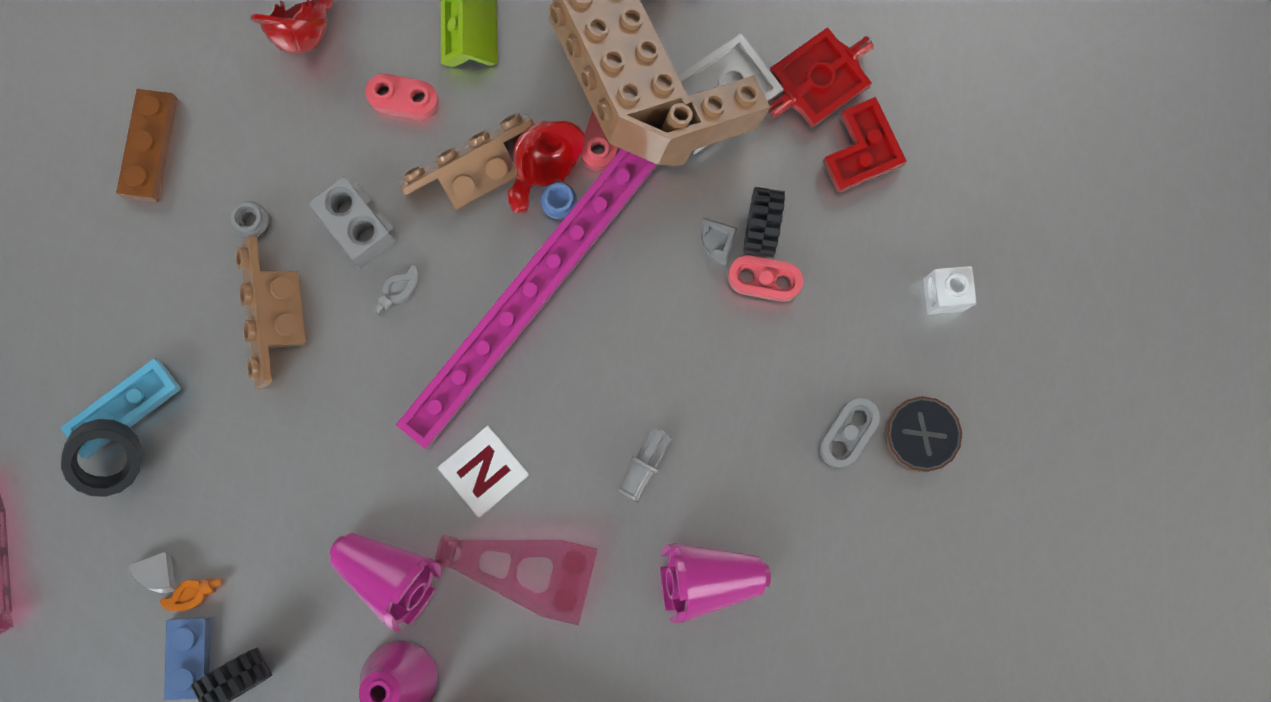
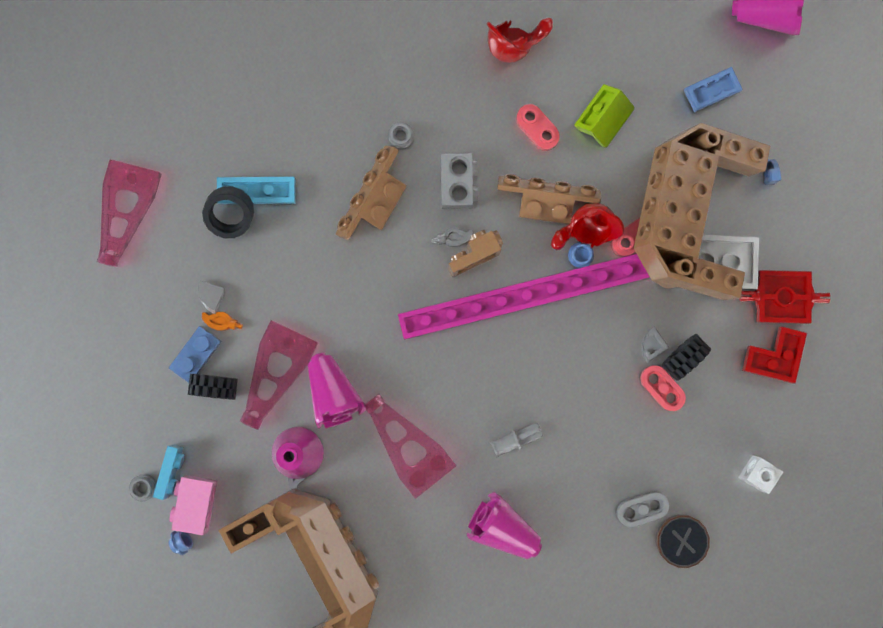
camera: 40 degrees right, 5 degrees up
(147, 145) = (374, 48): dark orange plate -> none
(288, 559) = (289, 343): none -> clear pink plate
(438, 275) = (481, 249): none -> medium nougat plate
(483, 471) = (425, 374): white sticker -> none

